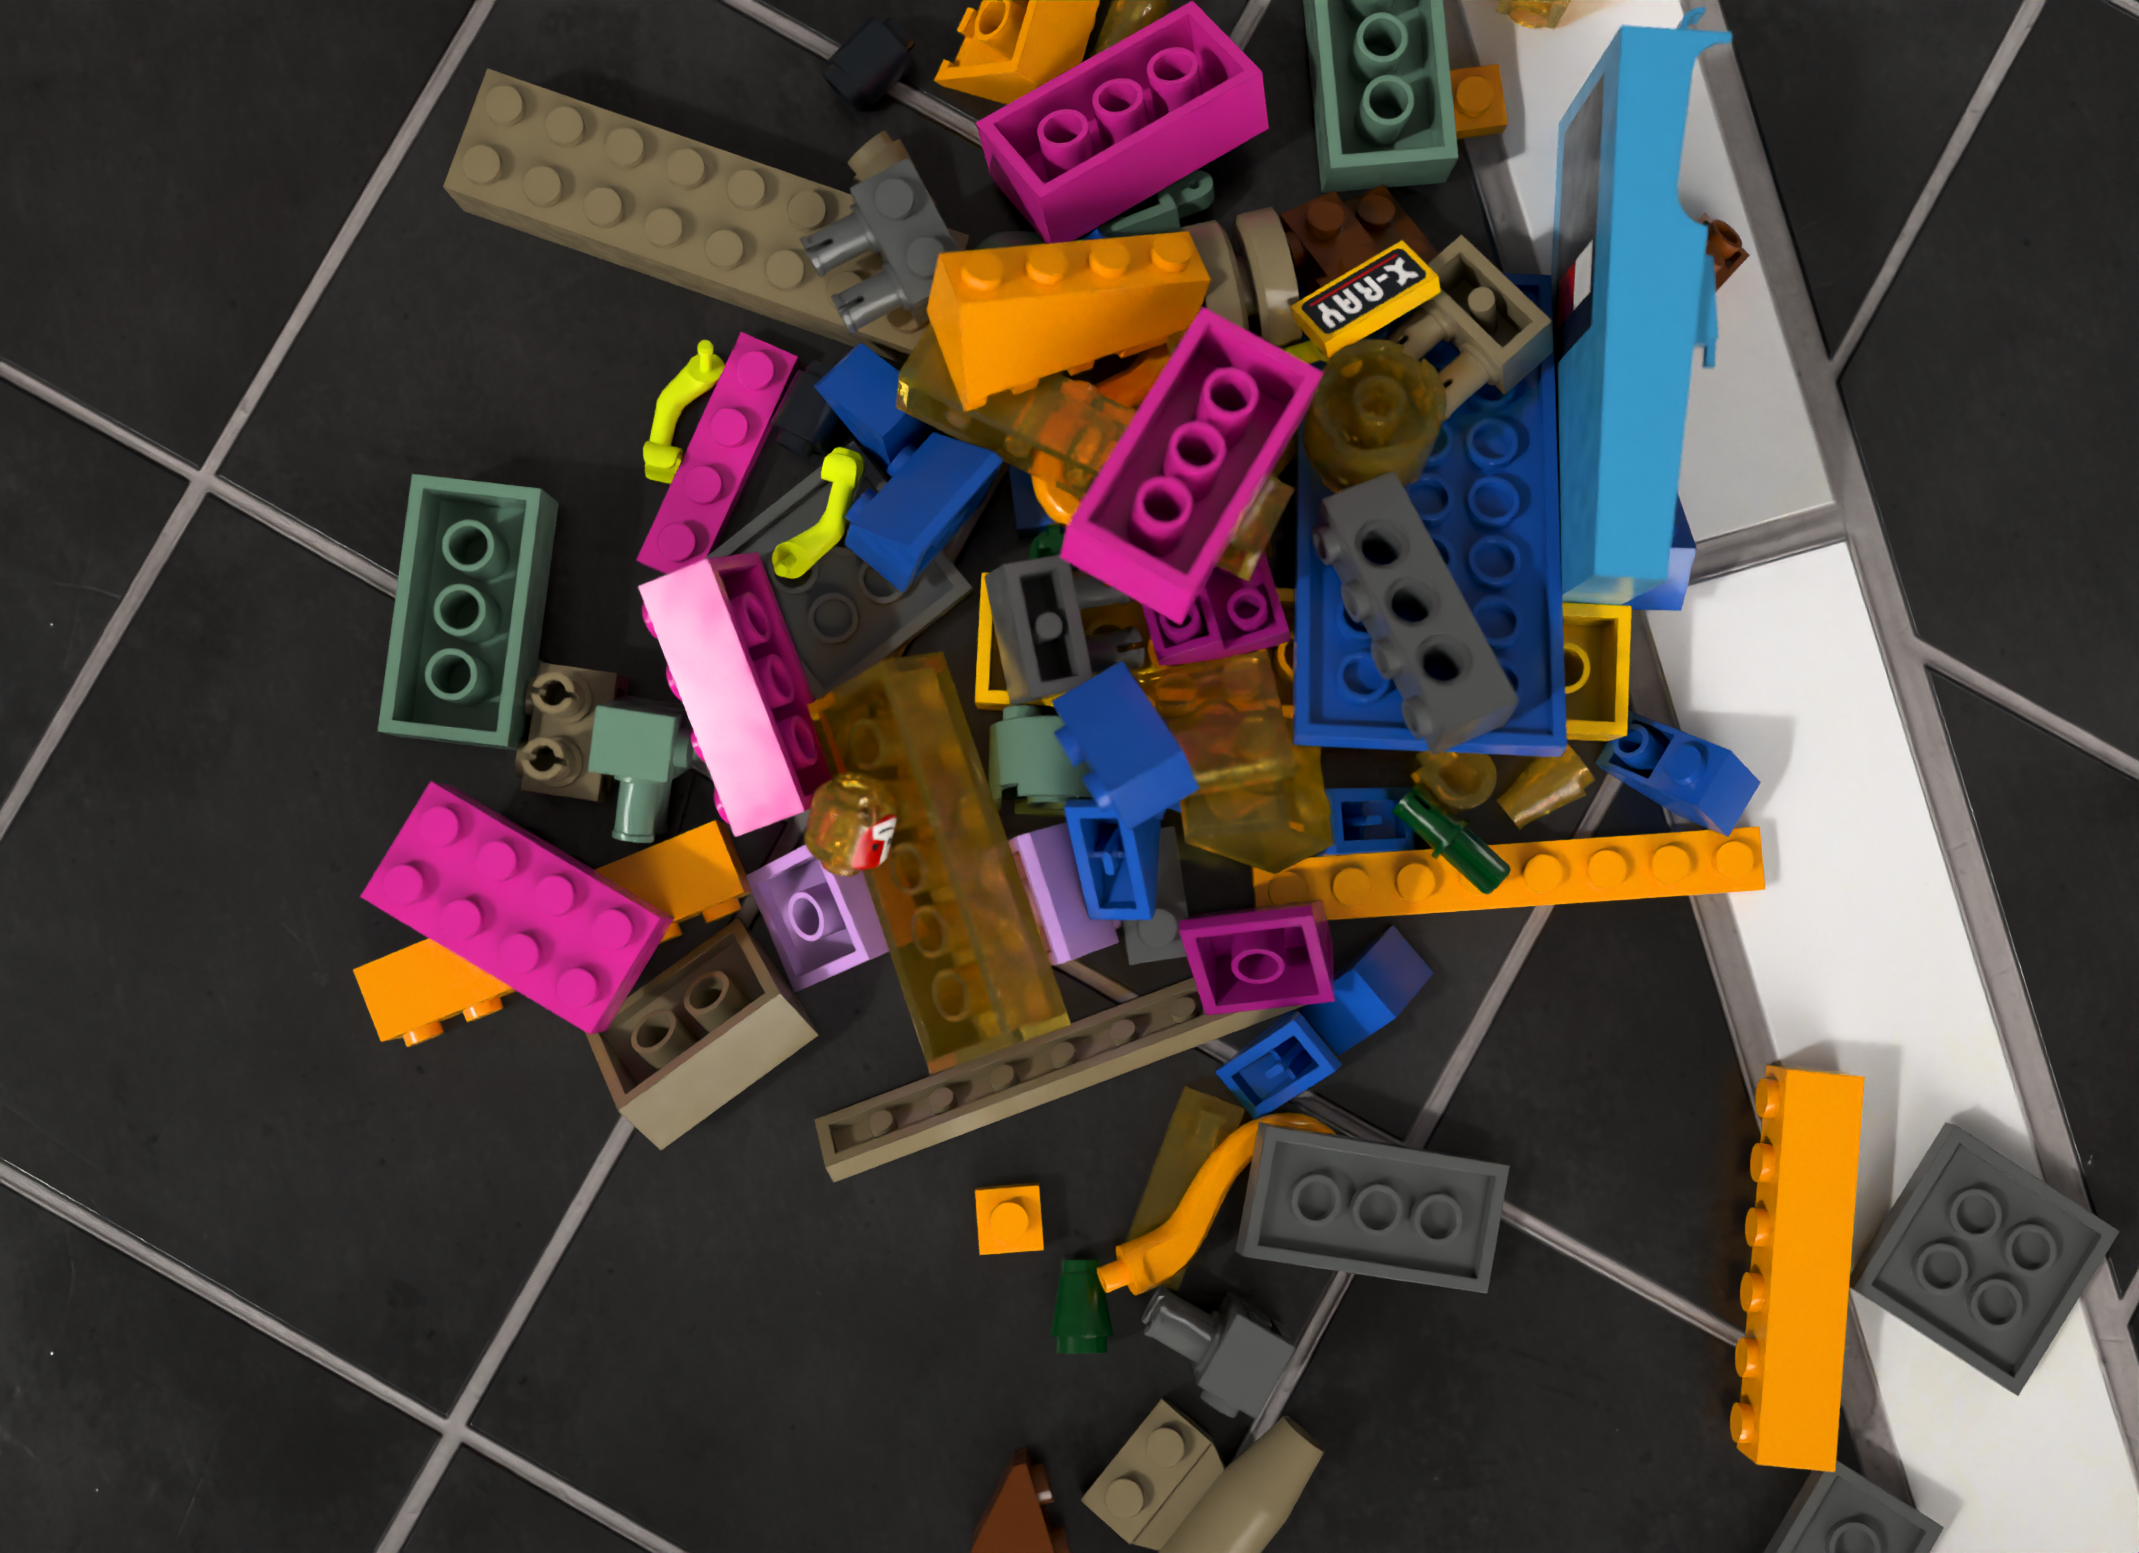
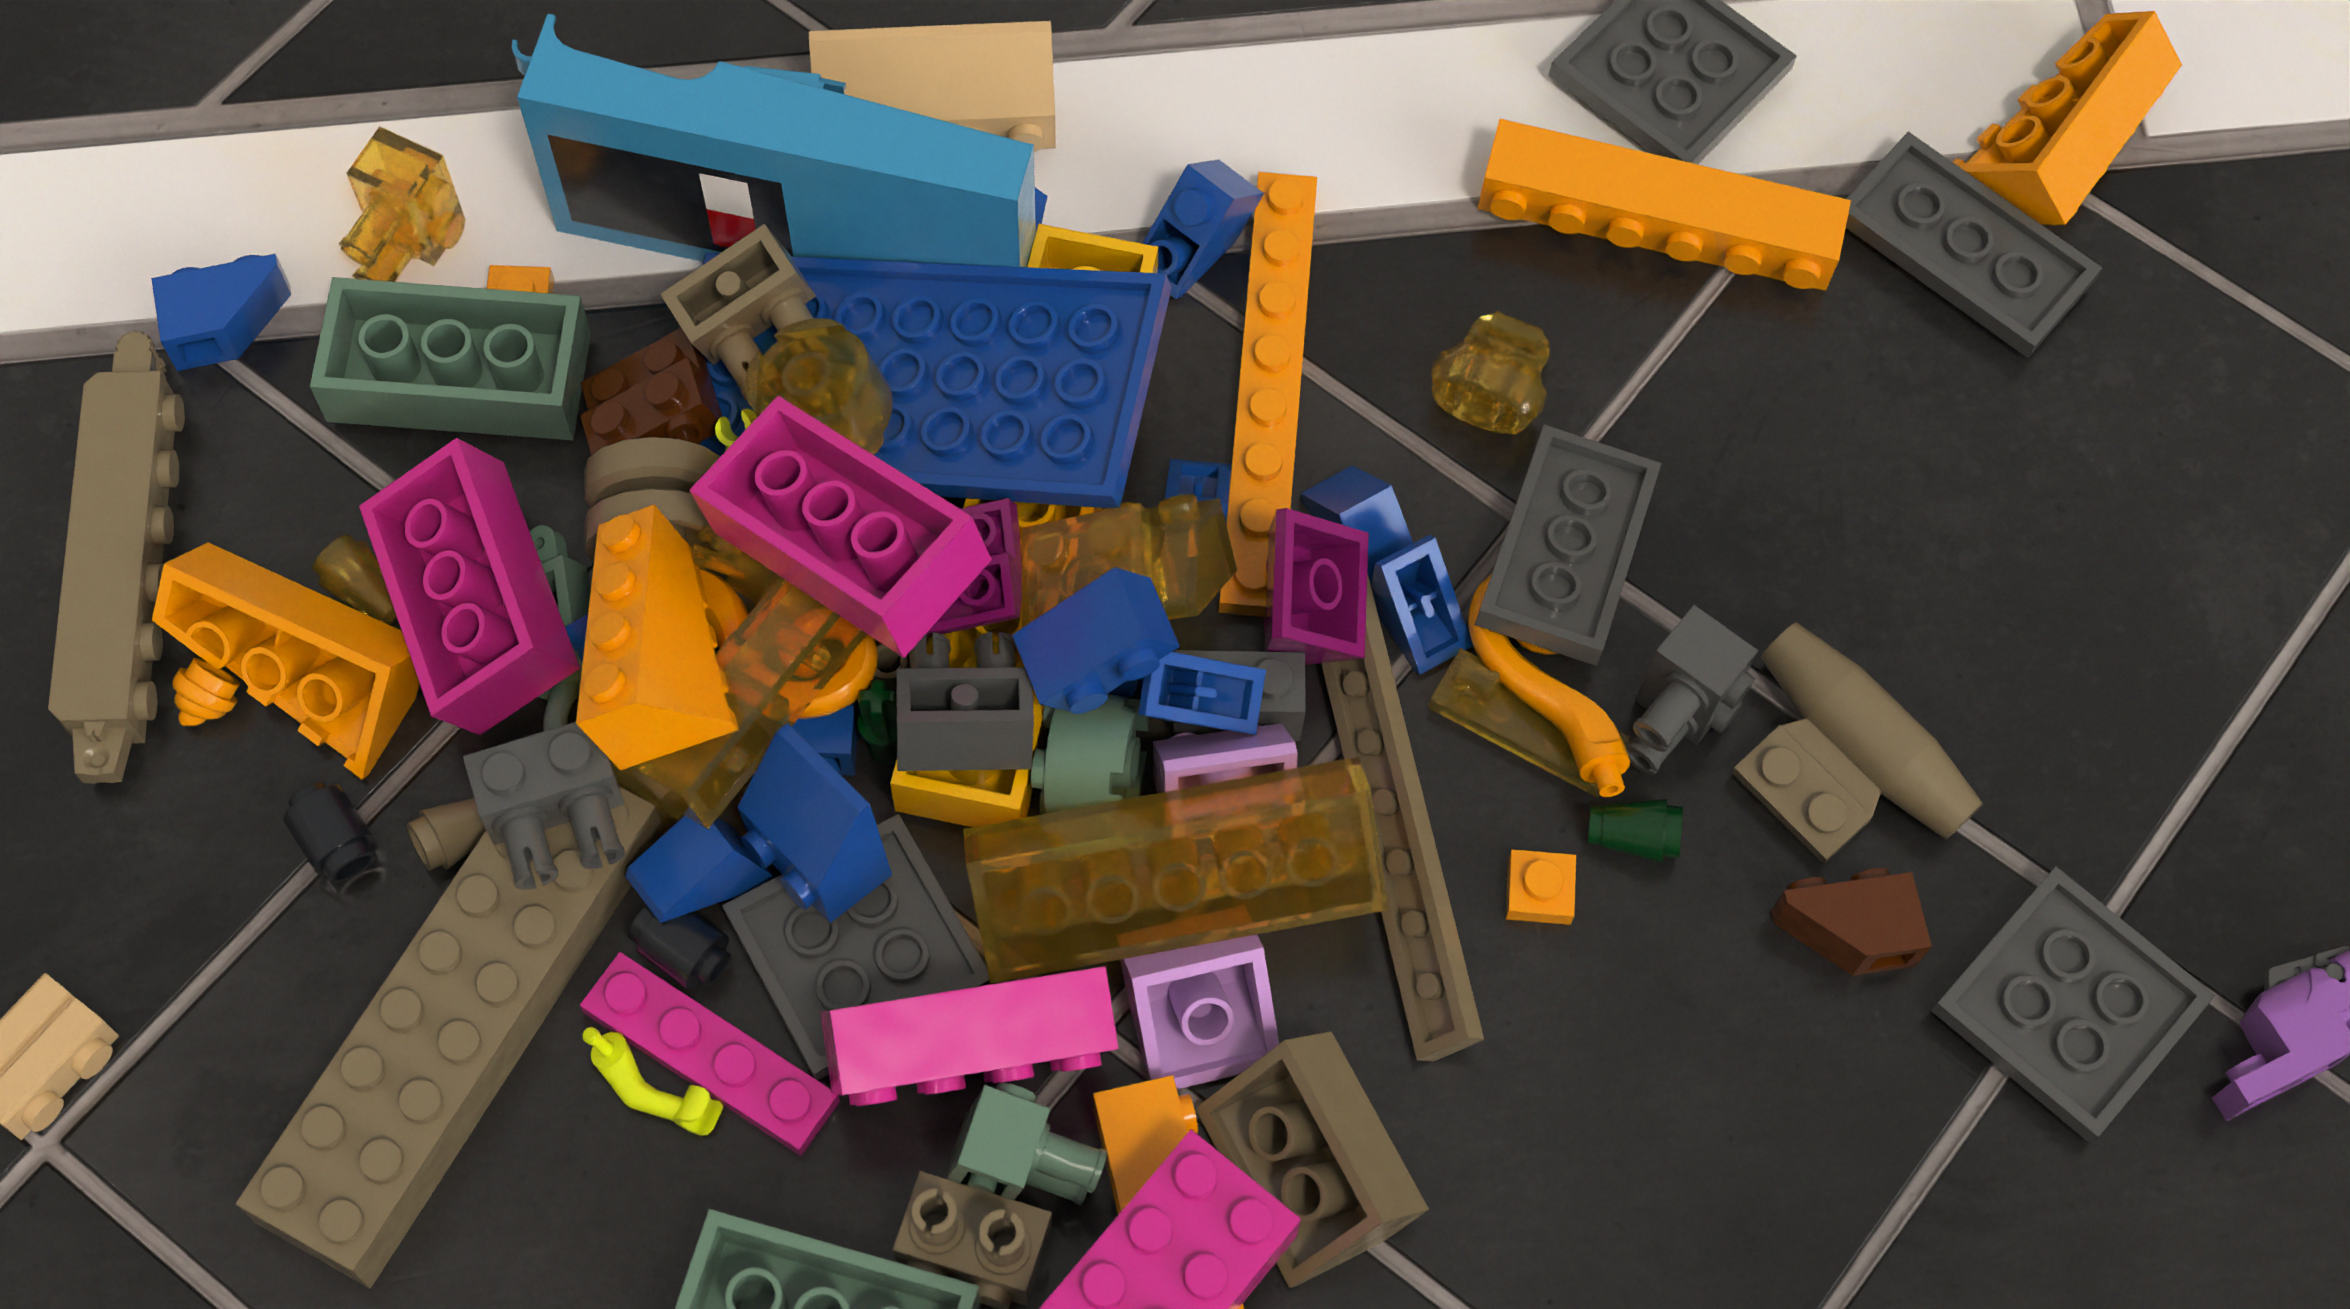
camera: 80 degrees left, 20 degrees down
(801, 552) = (828, 968): neon yellow piece -> none
(850, 824) = (1125, 931): clear yellow head -> none
(1366, 298) = (704, 380): tile -> none
(1383, 520) = (982, 373): dark grey brick -> none
(1452, 839) = (1227, 418): dark green axle -> none
(1456, 778) = (1171, 409): clear yellow plate -> none
(1546, 787) = (1191, 338): clear yellow cone -> none
(1556, 1104) = (1492, 377): none -> clear yellow piece
(1781, 468) = (962, 74): none -> tan slope

